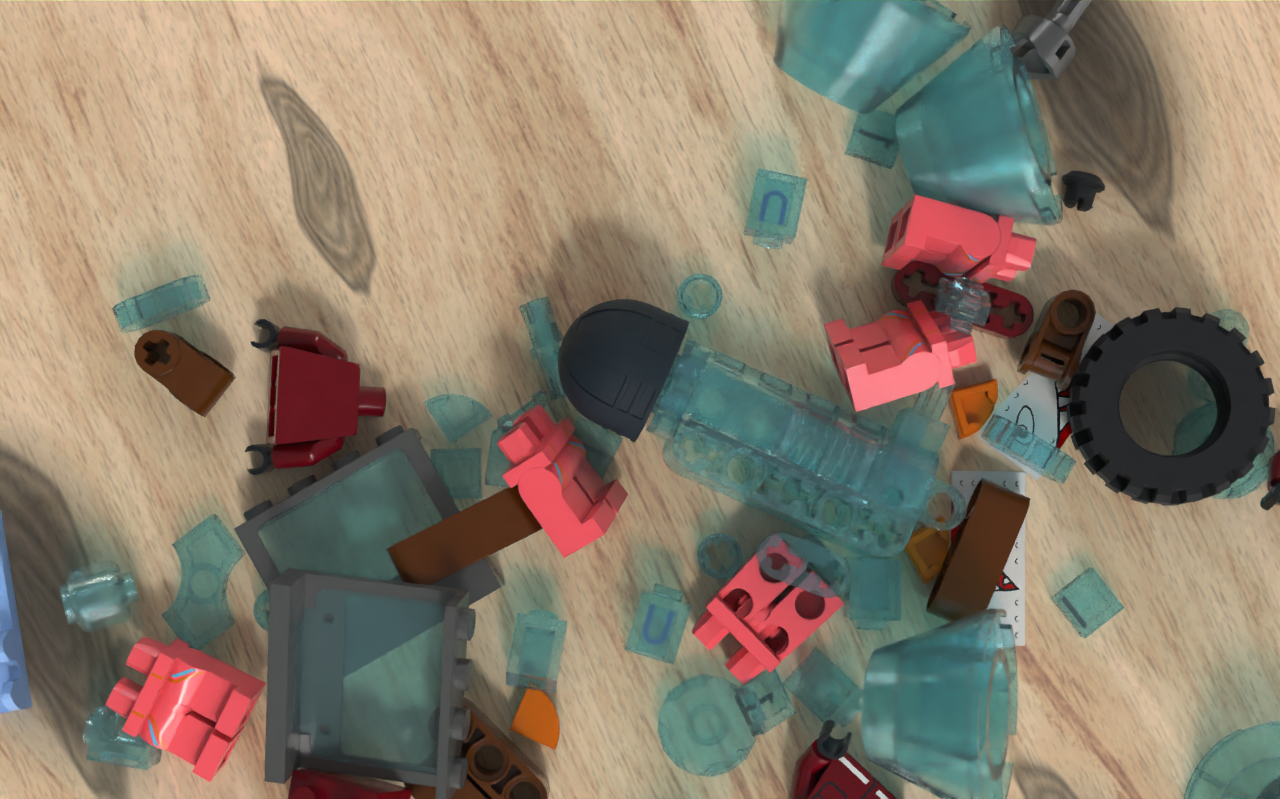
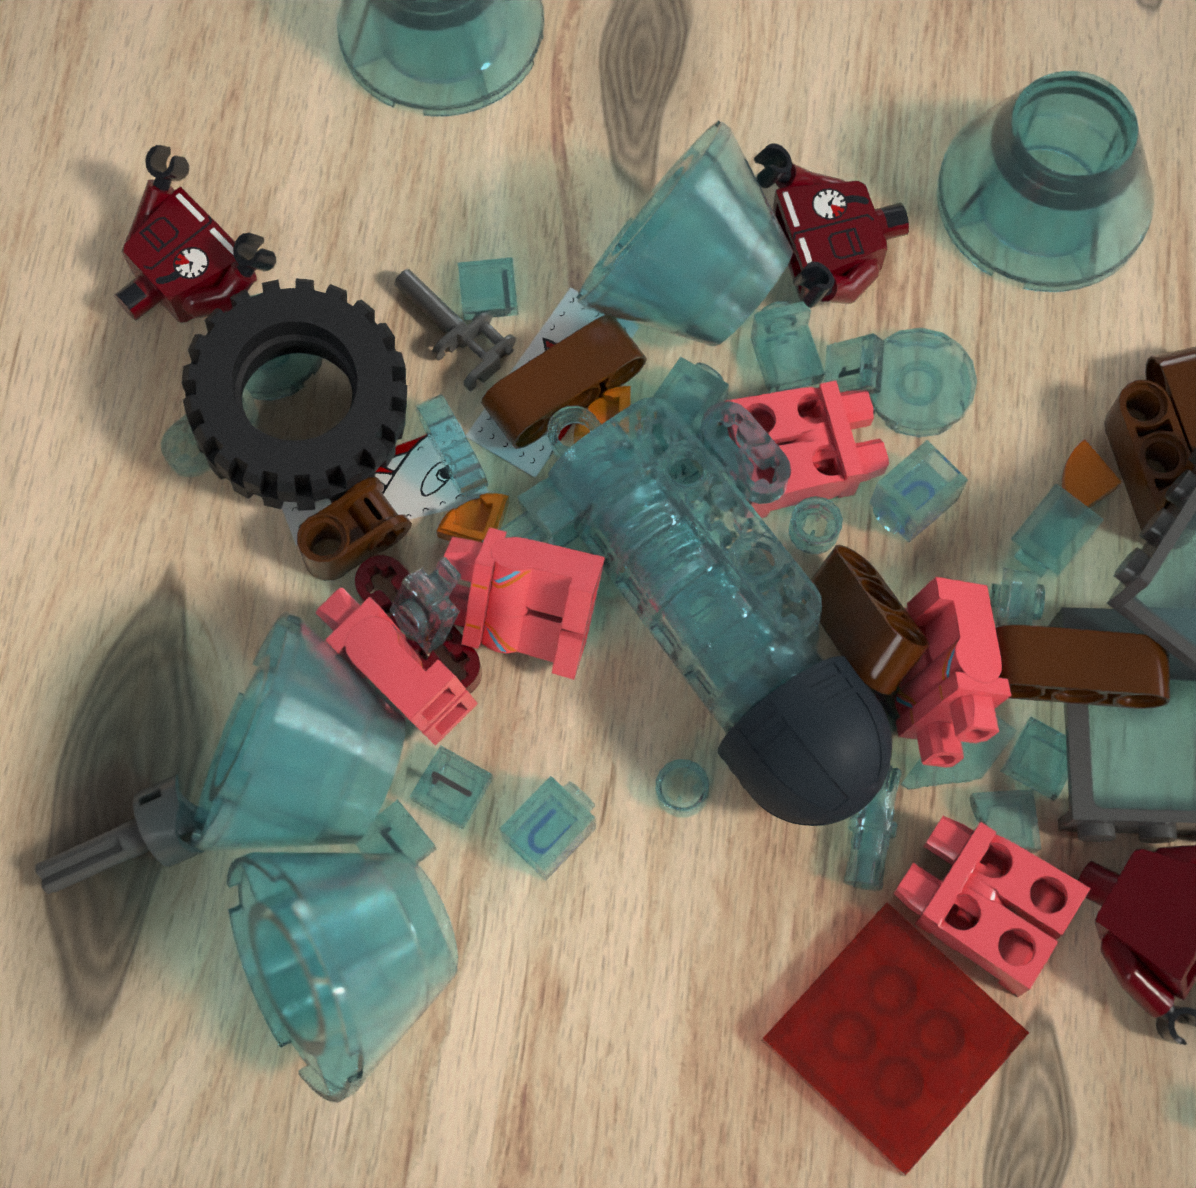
camera: 145 degrees left, 15 degrees down
(453, 346) = (993, 902): none -> coral hips
(454, 212) = (895, 1038): none -> clear red plate
(534, 572) = (1018, 597): none -> clear light blue plate
(640, 486) = (867, 620): none -> reddish brown beam
(861, 199) = (451, 787): none -> clear light blue tile
(1081, 189) = (227, 661): black piece -> none
(1090, 552) = (456, 330): none -> dark grey piece

